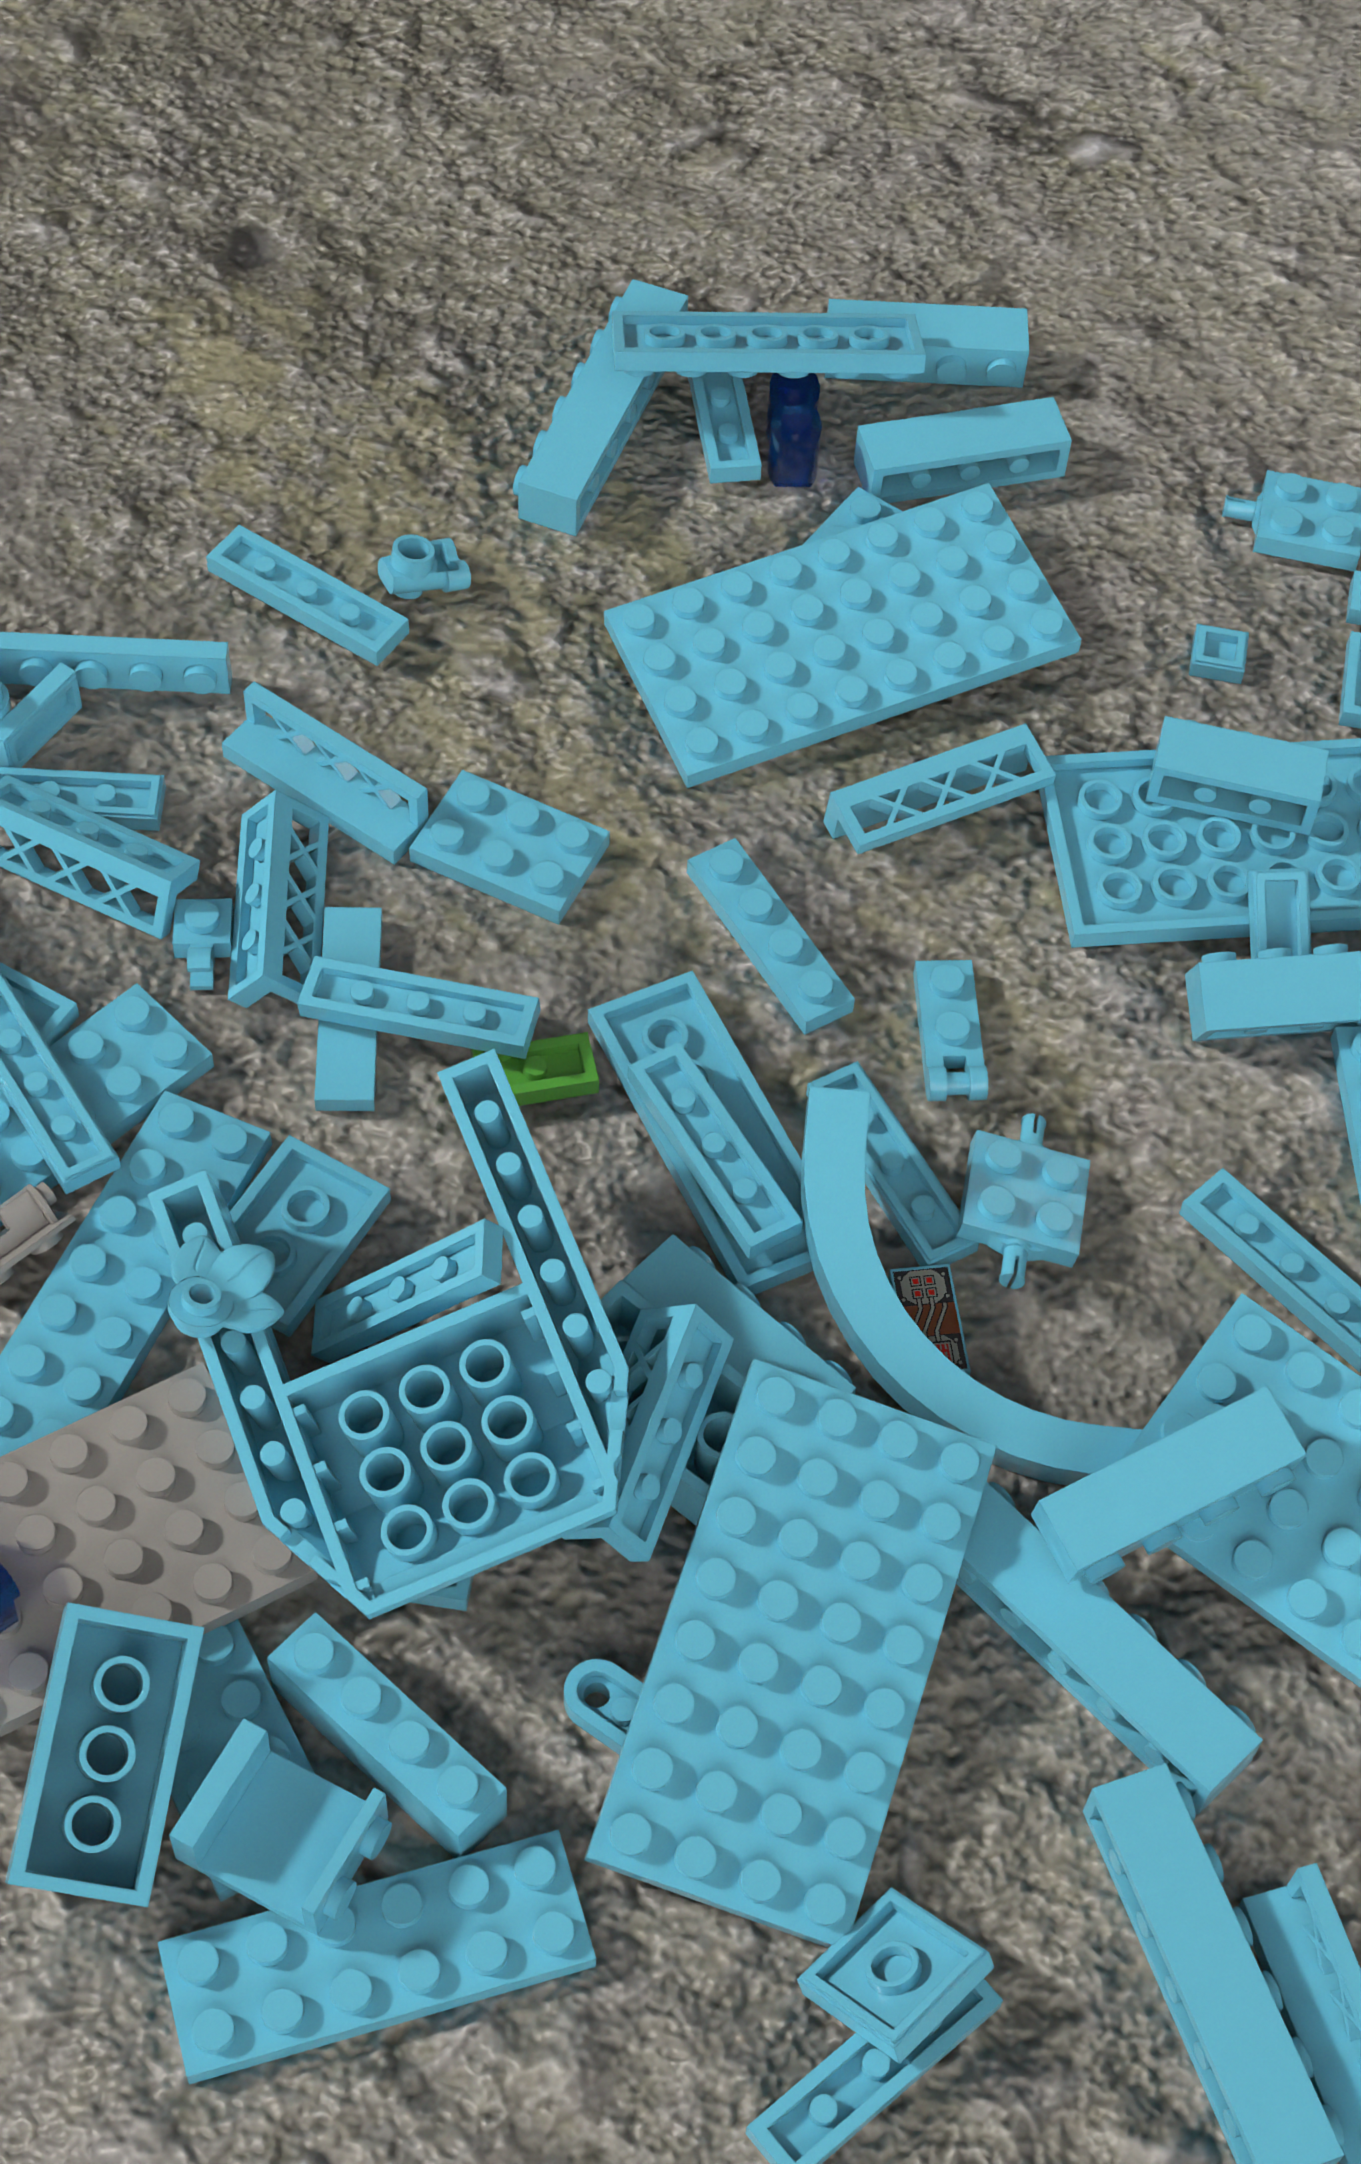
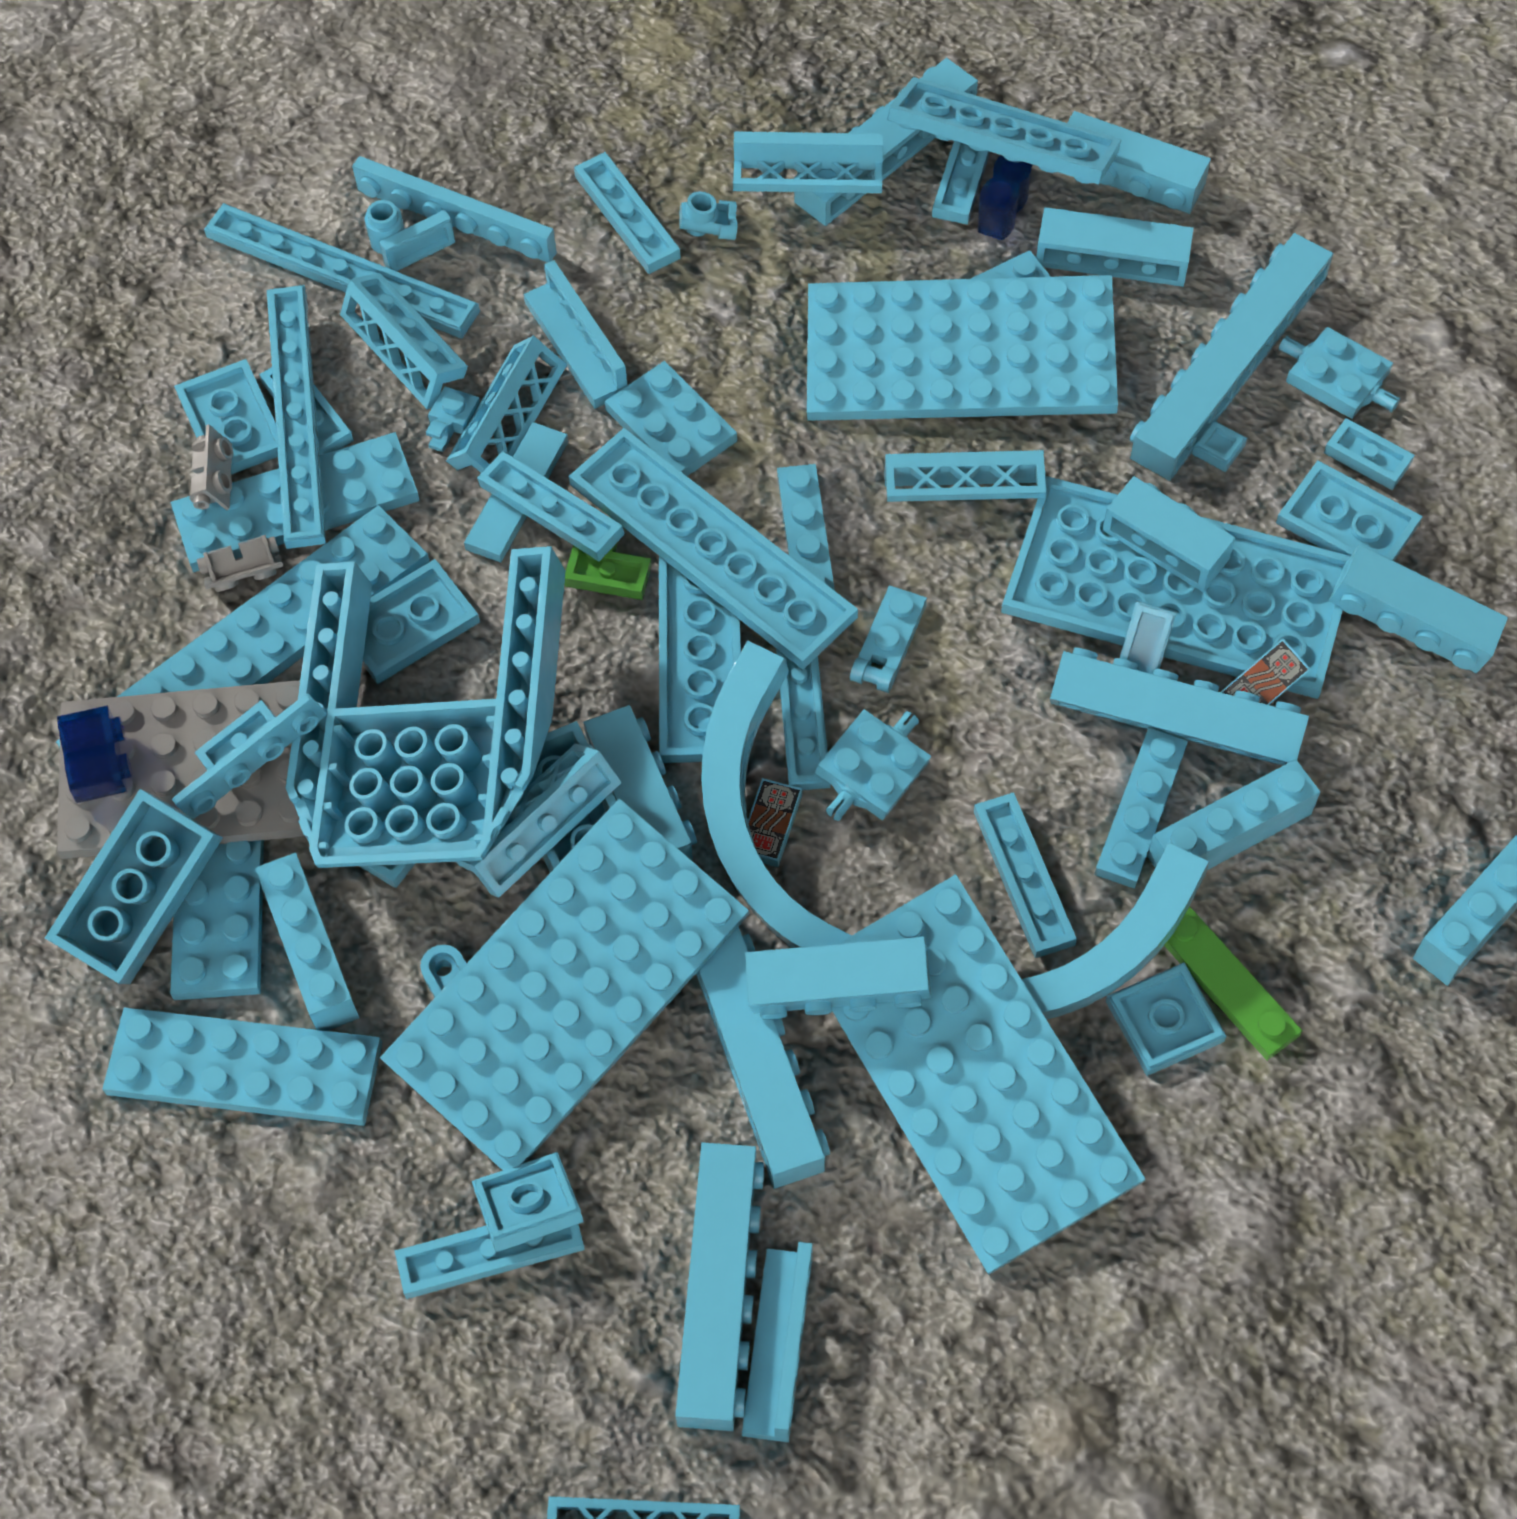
camera: 30 degrees right, 5 degrees up
(174, 1486) = (243, 749): none -> medium azure bracket
(227, 1283) = (330, 634): medium azure plate -> none
(279, 1831) = (214, 969): medium azure panel -> none
(408, 1291) = (444, 679): medium azure plate -> none
(526, 447) = (808, 155): none -> medium azure fence
(668, 986) = (714, 548): none -> medium azure plate
(714, 1150) = (683, 660): medium azure plate -> none
(1176, 544) = (1230, 356): none -> medium azure brick

